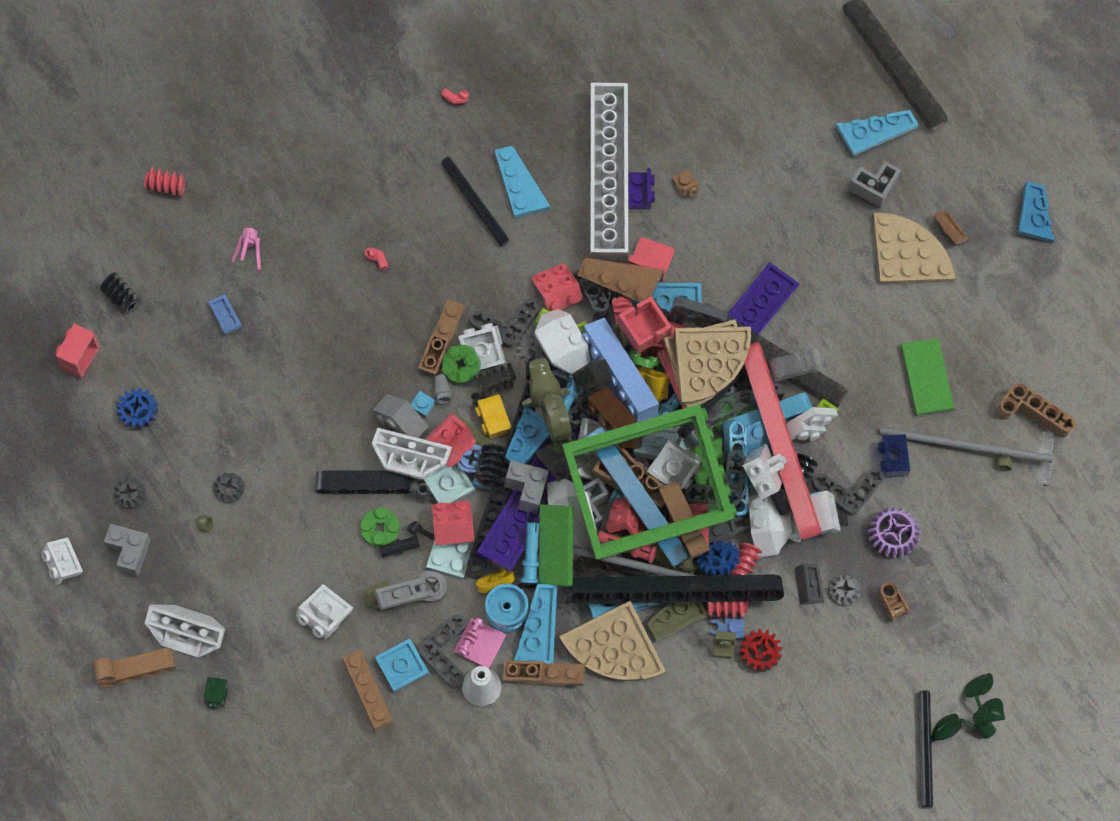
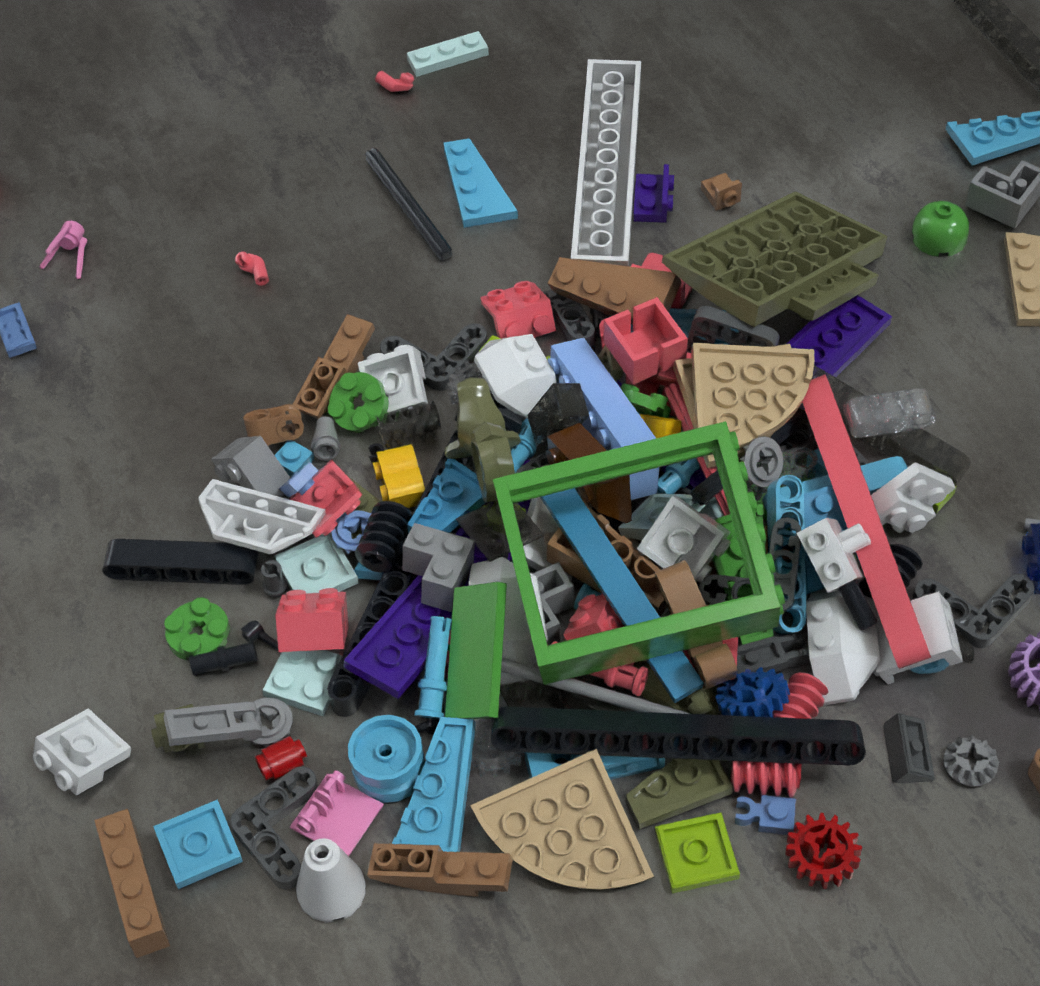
camera: 10 degrees right, 15 degrees down
(406, 383) = (272, 424): none -> medium nougat piece
(433, 429) = (300, 481): none -> medium blue plate
(443, 610) = (280, 758): none -> red brick
(489, 69) = (447, 53): none -> light aqua plate
(492, 580) = (353, 720): yellow plate -> none
(689, 654) = (697, 852): none -> lime tile
(724, 644) = (759, 835): olive bracket -> none
(725, 406) = (770, 467): none -> light grey gear
(728, 250) = (781, 259): none -> olive slope
(831, 211) = (940, 228): none -> bright green cylinder

